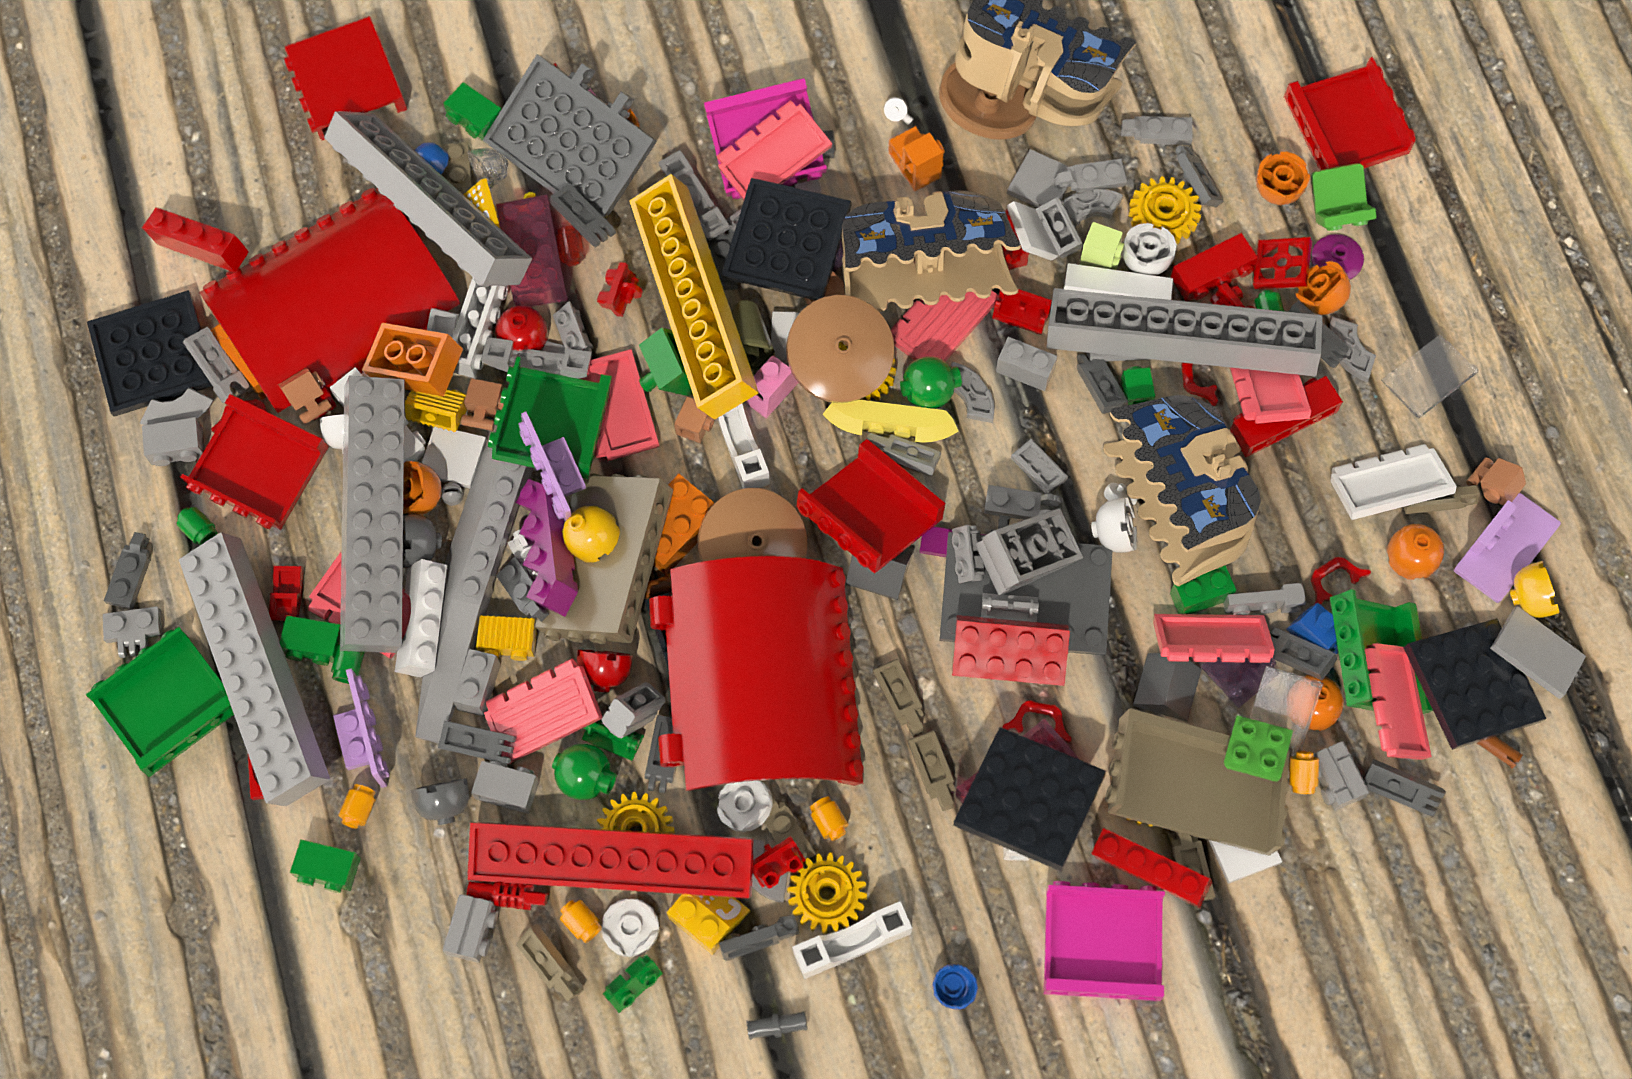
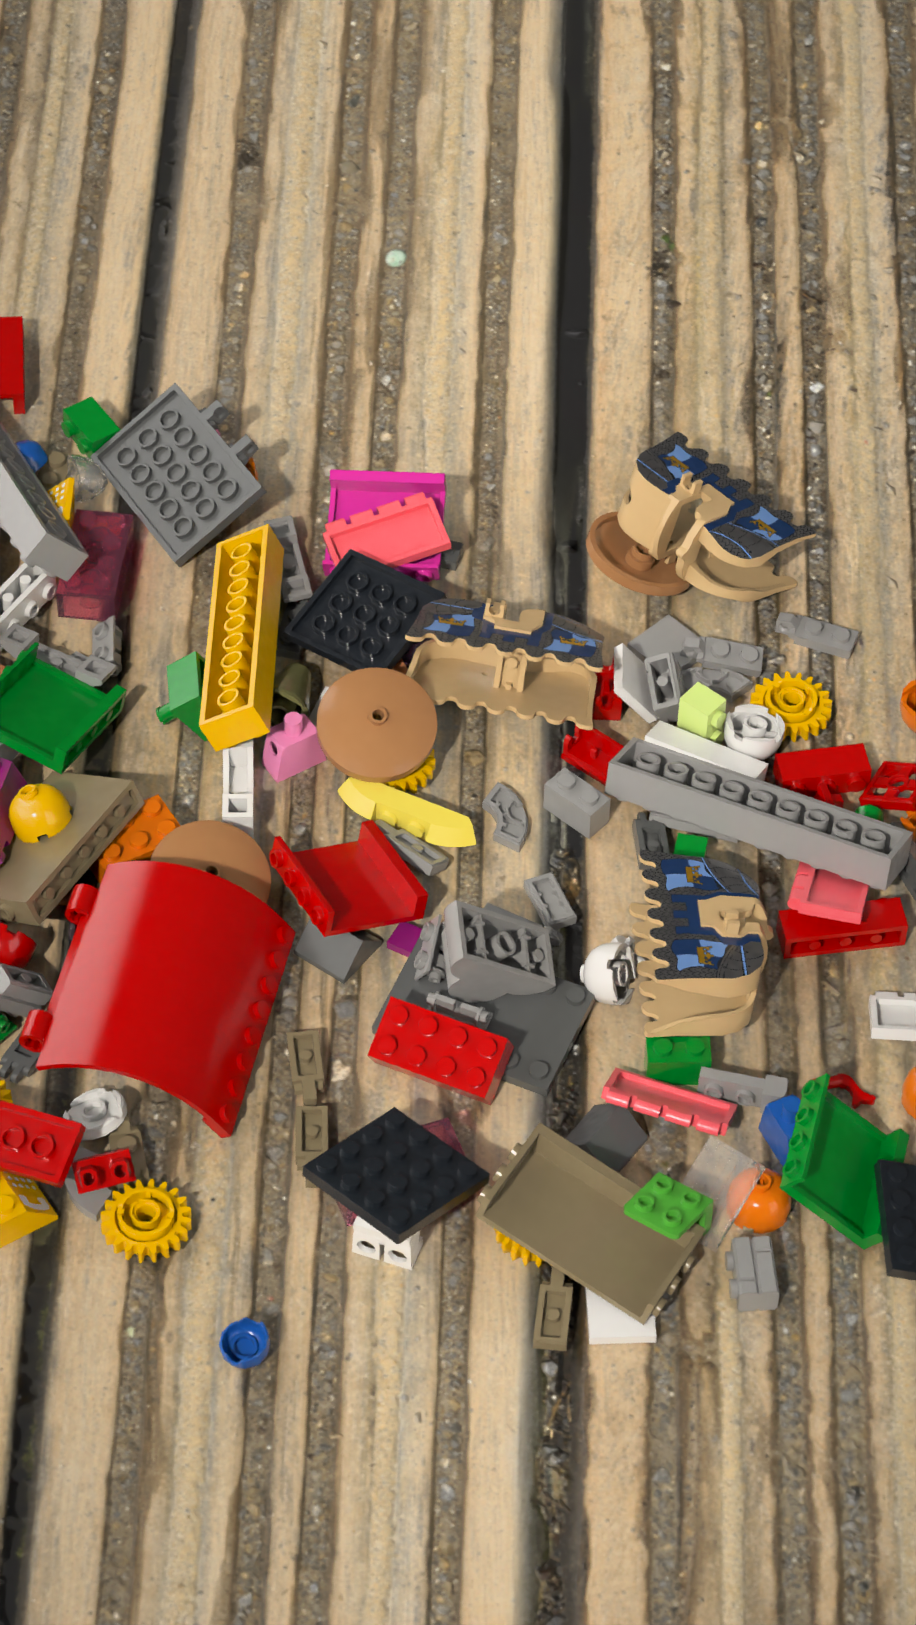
camera: 15 degrees right, 20 degrees down
(523, 327) = (57, 628): red cylinder -> none
(558, 467) = (29, 742): lavender bracket -> none
(570, 246) = (139, 571): clear red brick -> none
(582, 215) = (161, 544): dark grey hinge -> none
(622, 289) = (175, 622): red hips -> none
(627, 419) = (130, 739): coral hinge -> none
(692, 422) = (197, 759): nougat brick -> none
(760, 938) = (53, 1240): dark grey hinge -> none
(776, 1025) = (38, 1325): dark grey pin -> none
(828, 818) = (178, 1153): light orange brick -> none
(865, 936) = (188, 1267): white arch -> none
(896, 110) = (539, 542): white piece -> none
(917, 157) = (542, 584): orange brick -> none
(930, 382) = (463, 787): green brick -> none
(940, 327) = (502, 747): coral hinge -> none
(1039, 708) = (465, 1128): red helmet -> none
(1103, 941) = (427, 1353): dark pink panel -> none
(1151, 868) = (506, 1292): red brick -> none
(1191, 387) = (767, 887): red helmet -> none
(1198, 177) = (841, 687): dark grey hinge -> none
(1237, 679) = (678, 1148): clear purple hinge -> none
(1302, 654) = (757, 1144): dark grey hinge -> none
(1304, 772) = (713, 1252): light orange brick -> none
(1397, 703) = (841, 1211): coral hinge -> none
(1403, 787) = (820, 1304): dark grey hinge -> none

